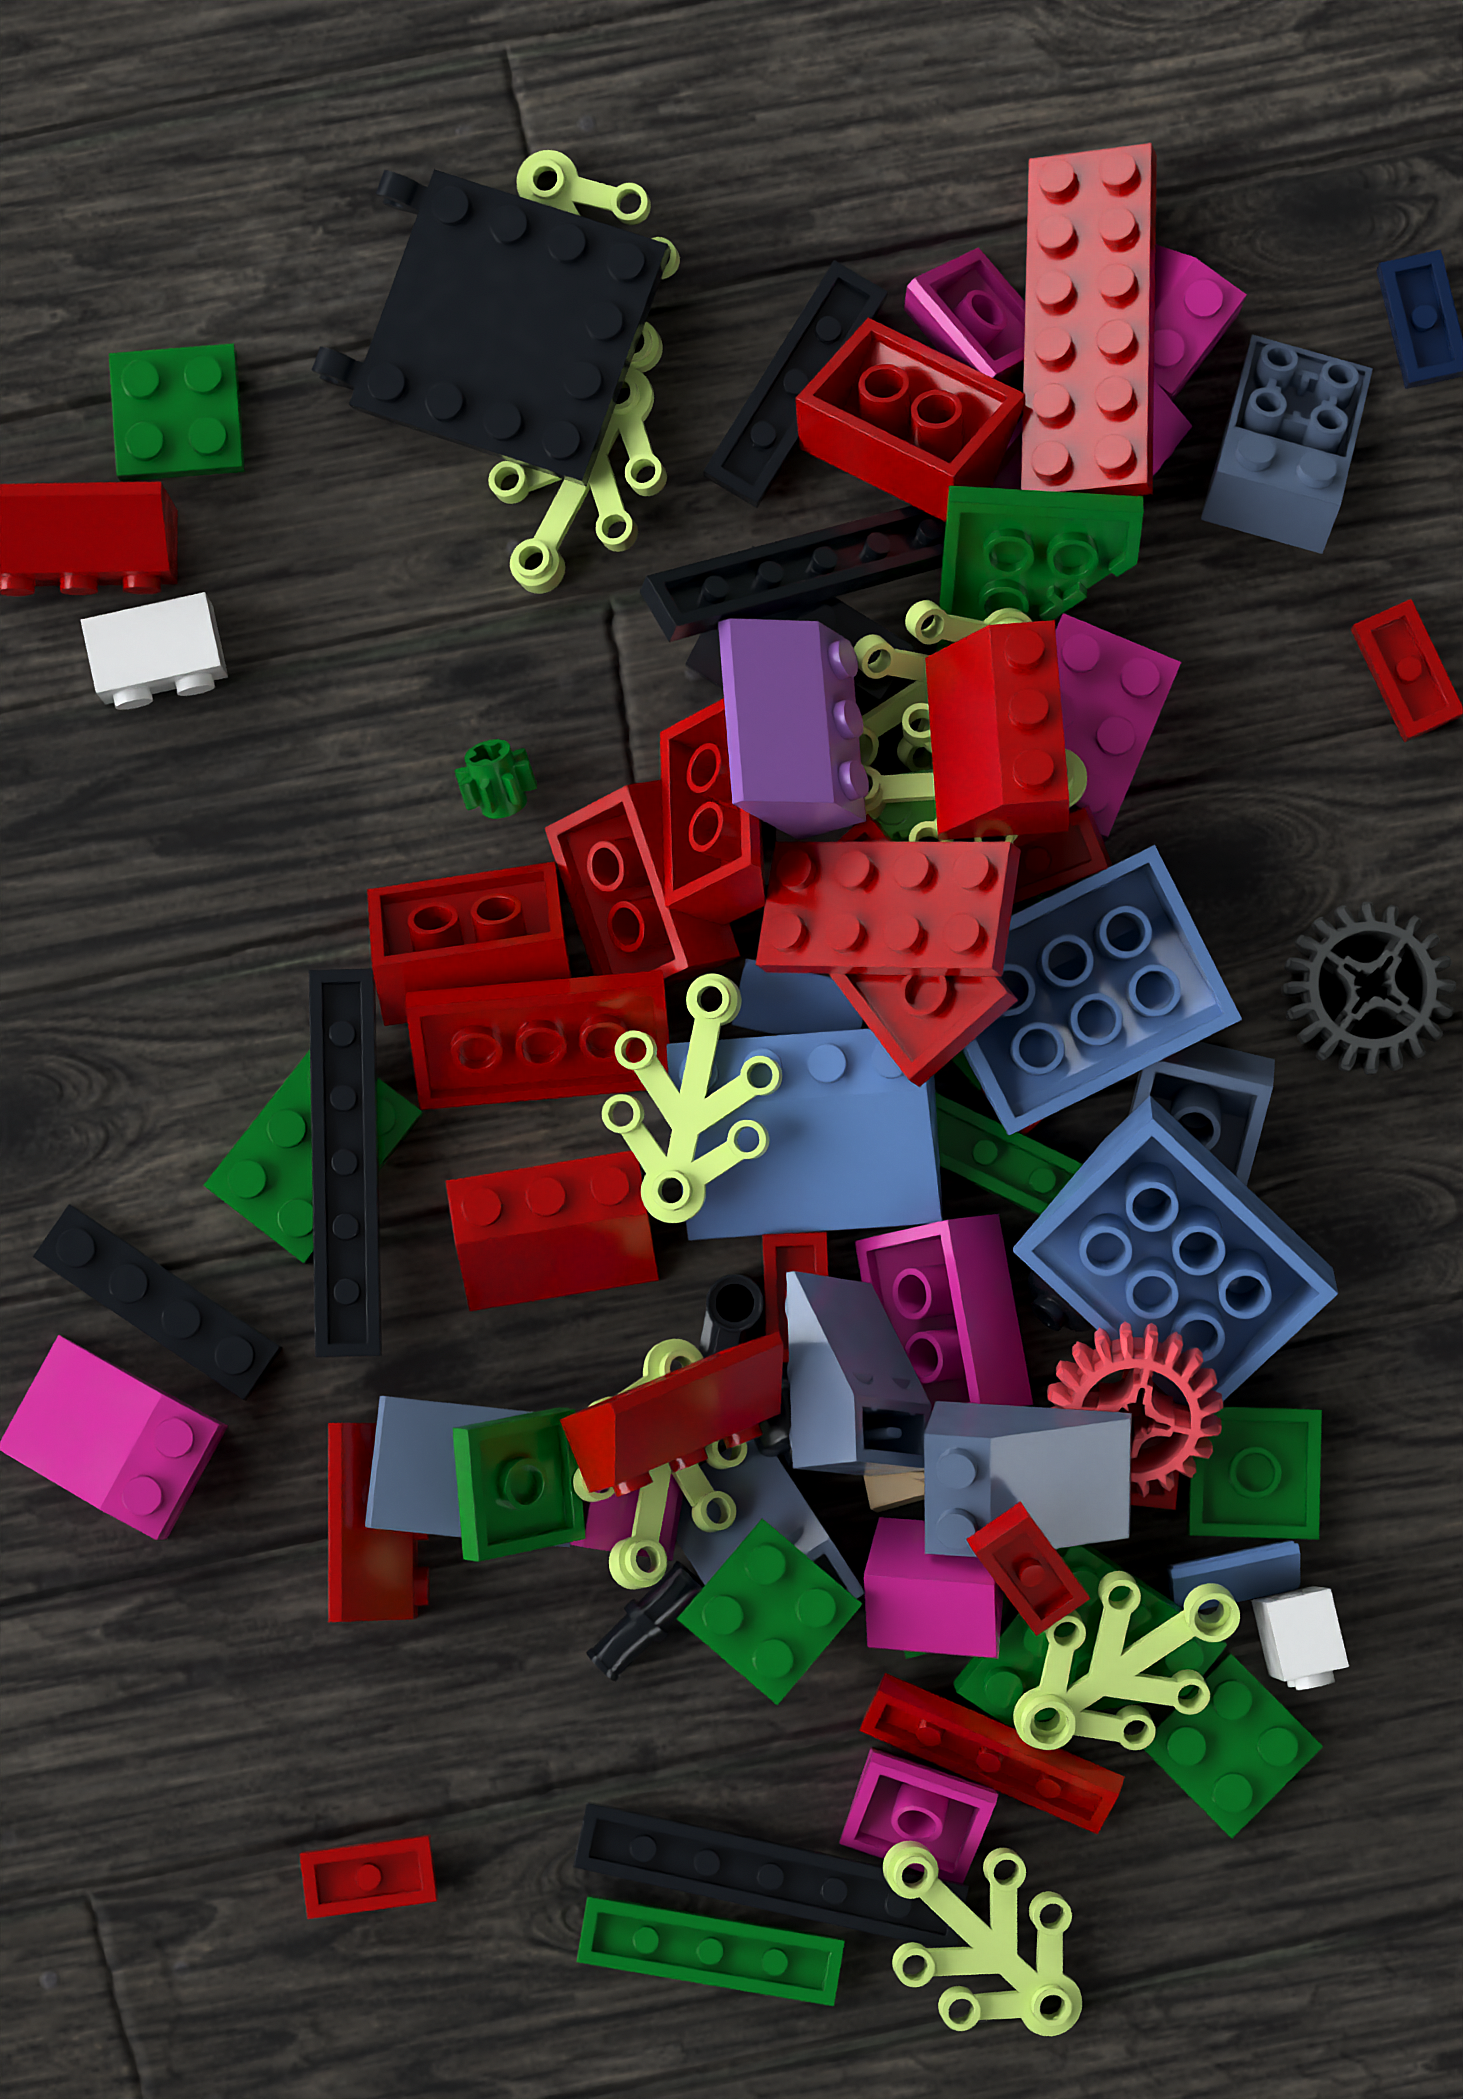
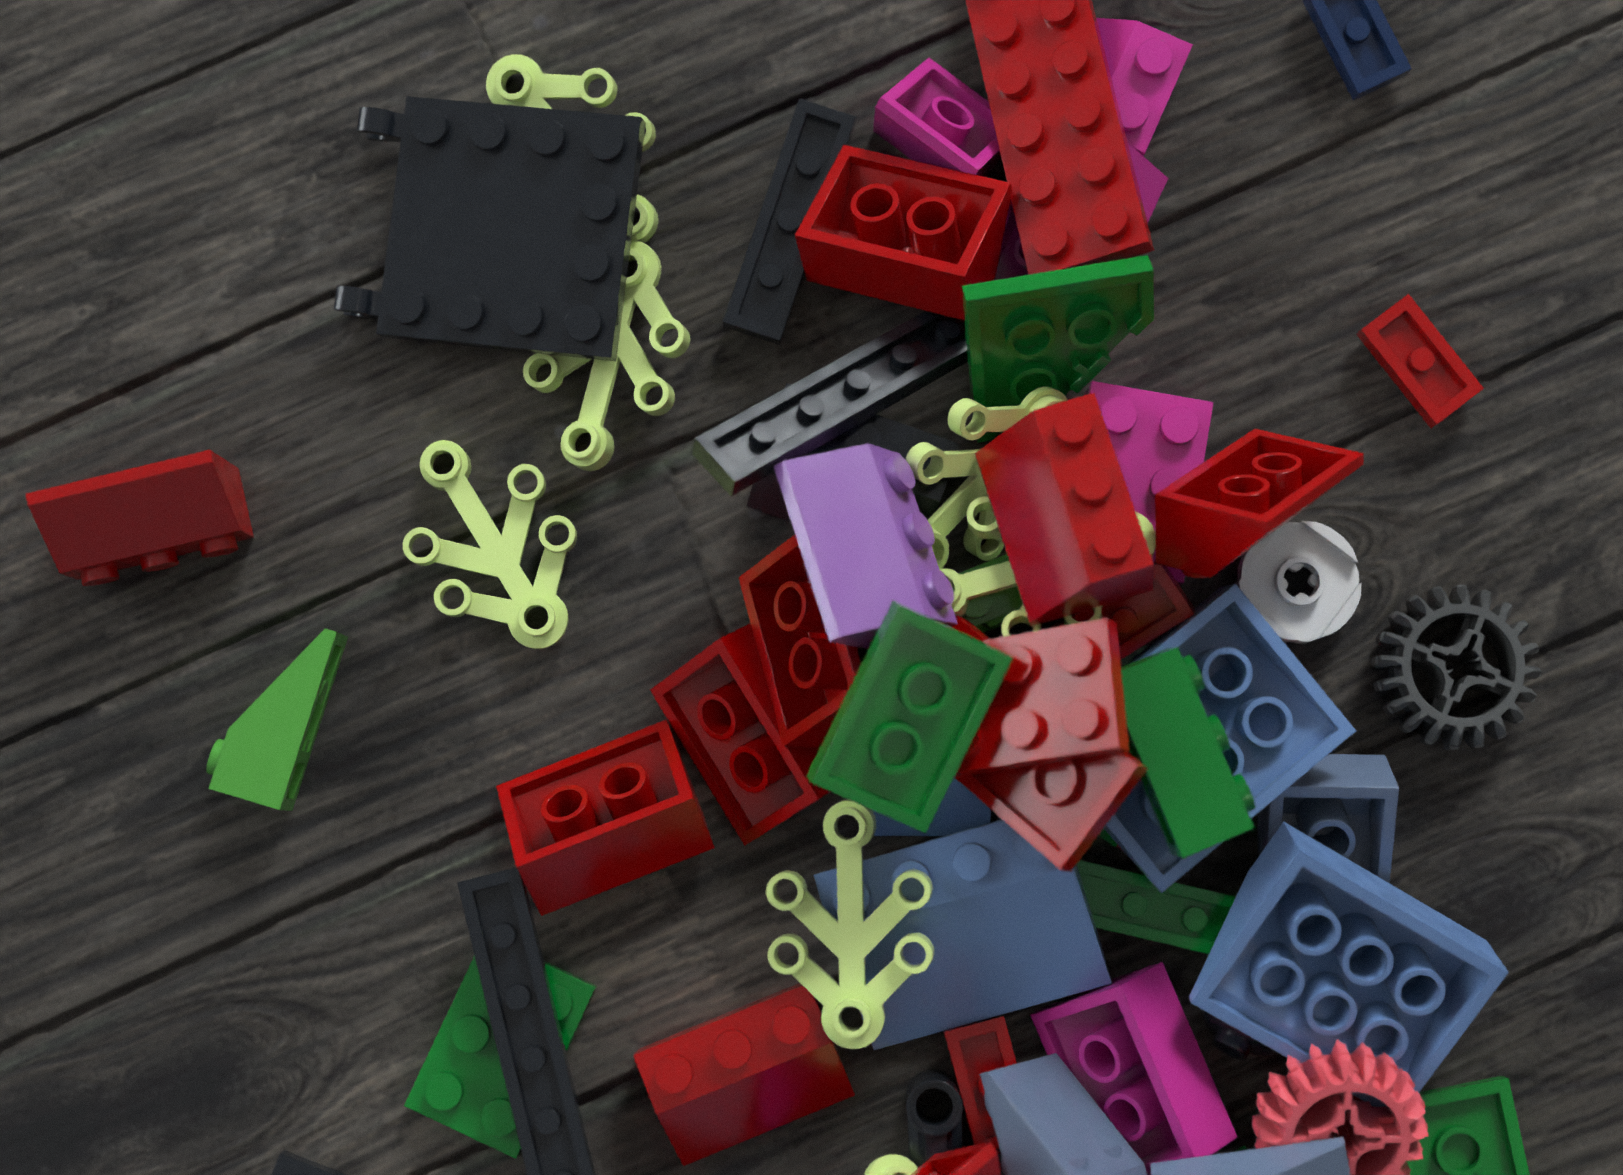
camera: 15 degrees left, 0 degrees up
(154, 651) = (244, 607): white brick -> none
(156, 786) = (274, 737): none -> bright green slope
(176, 412) = (216, 377): green plate -> none
(422, 654) = (498, 553): none -> yellowish green plant
(495, 778) = (593, 656): green gear -> none
(533, 1038) = (685, 896): red plate -> none
(794, 896) = (909, 717): none -> green plate
(1057, 996) = (1183, 750): none -> green brick
(1185, 764) = (1243, 498): none -> red slope
(1233, 830) = (1332, 577): none -> white plate
(1287, 444) = (1259, 177): sand blue slope -> none

